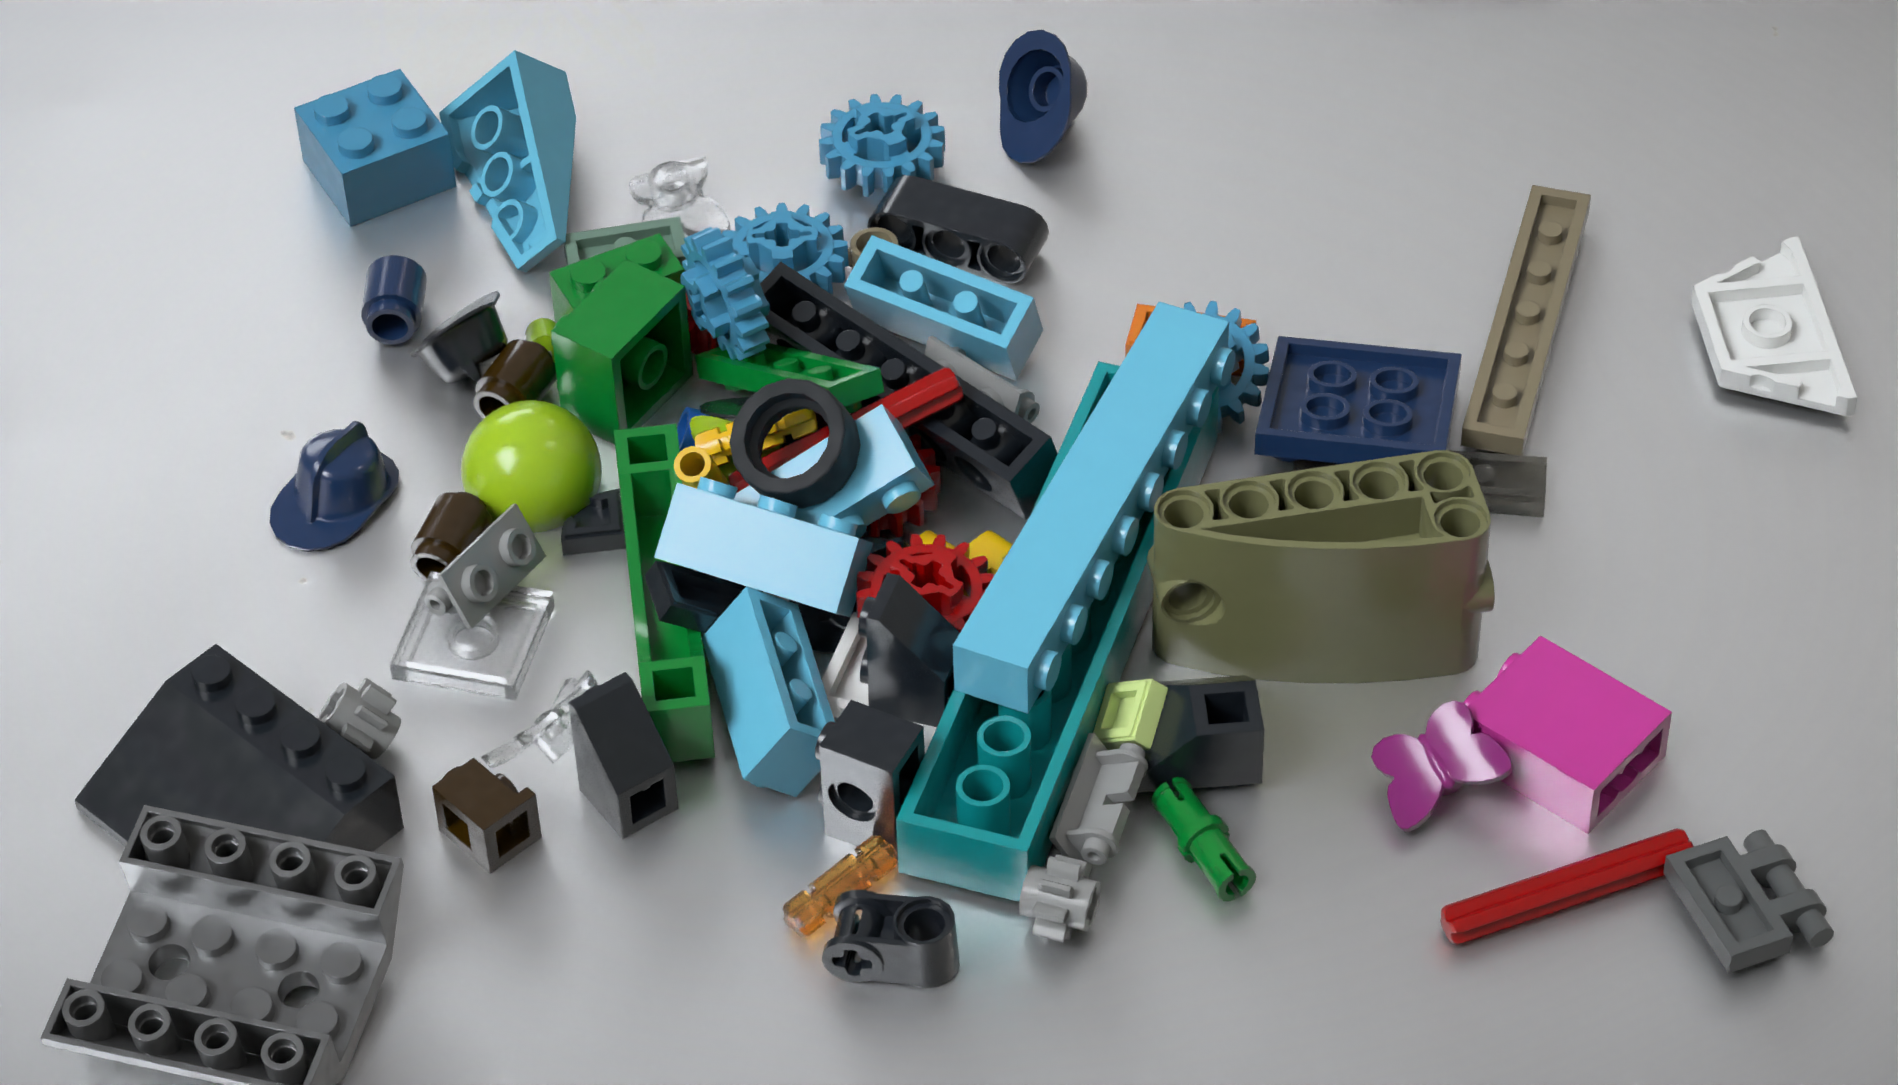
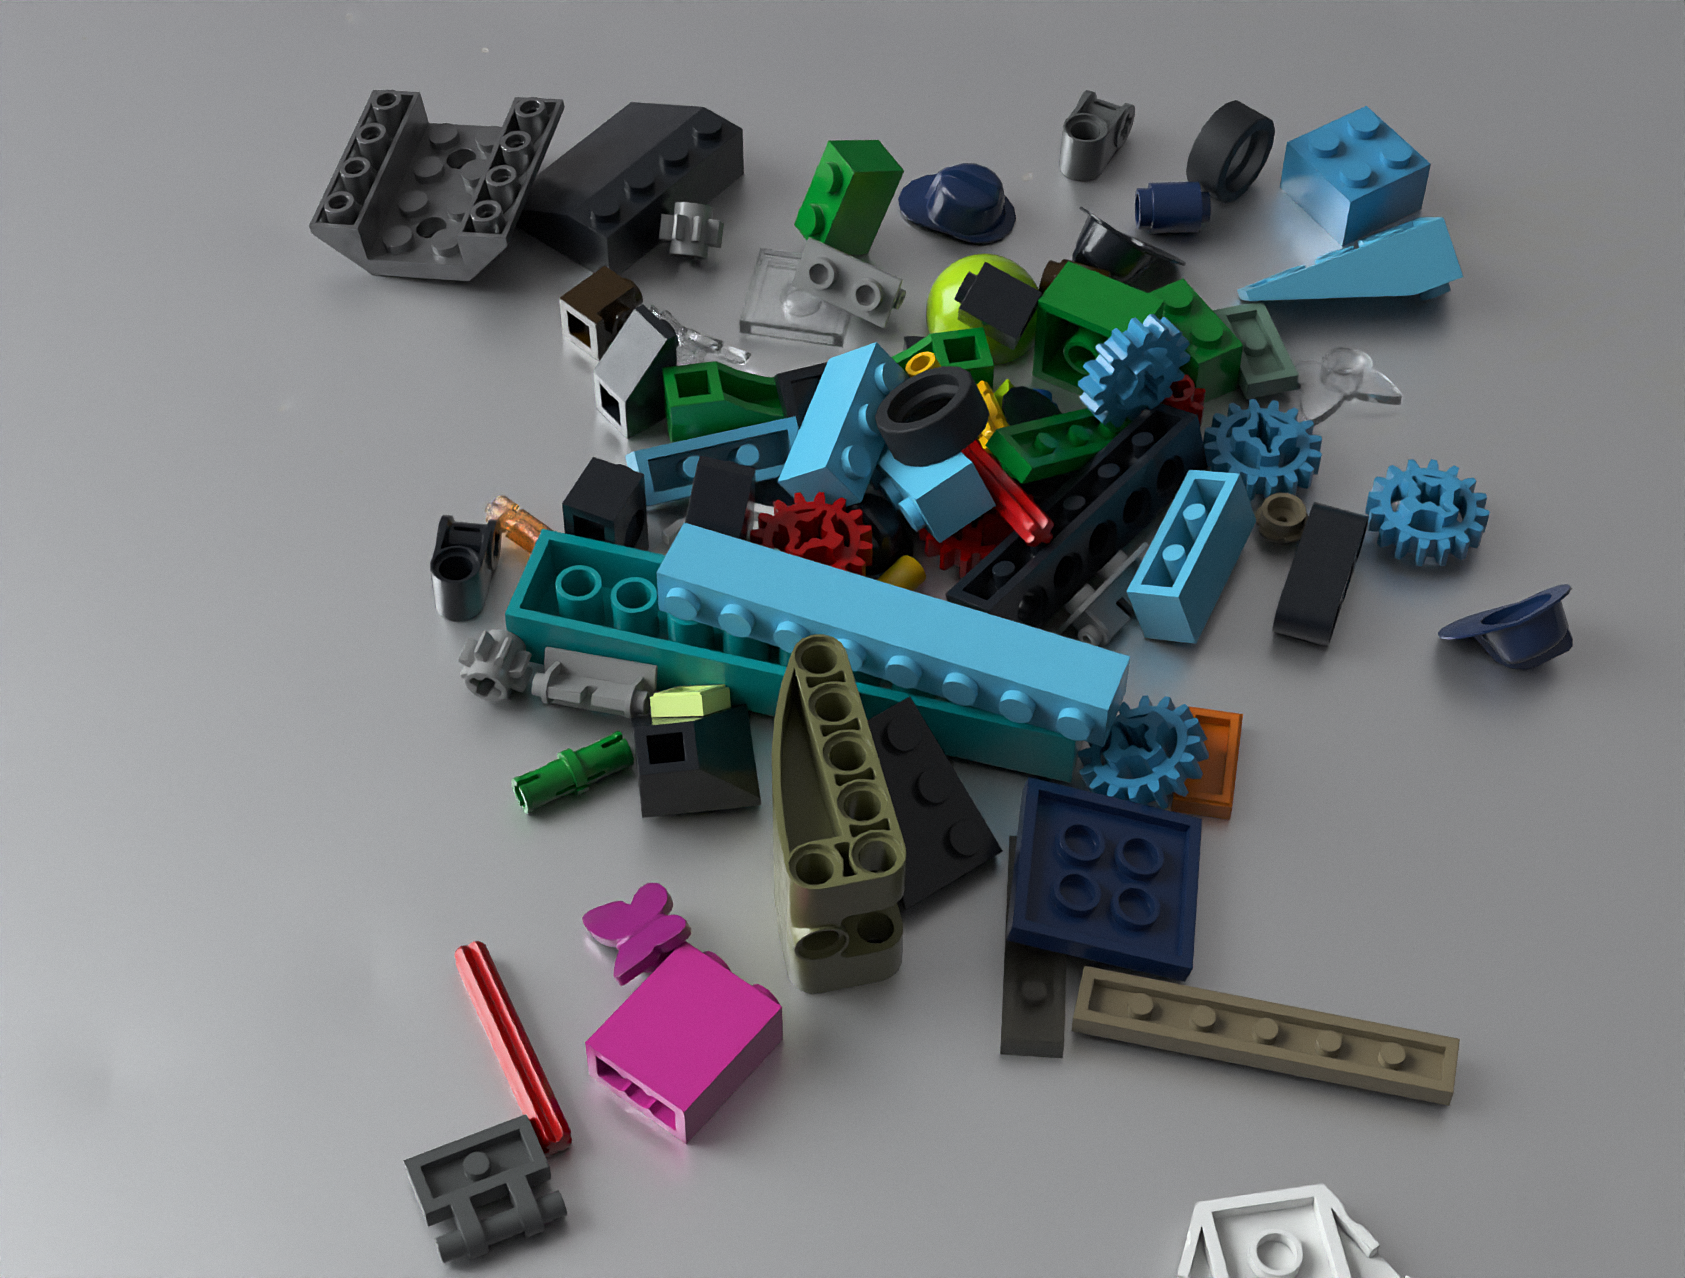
camera: 85 degrees right, 5 degrees up
(250, 358) = (1093, 136): none -> dark grey piece
(332, 228) = (1230, 151): none -> black tyre
(361, 548) = (849, 195): none -> green brick
(448, 531) = (904, 261): dark brown brick -> none
(590, 408) = (997, 304): none -> black brick

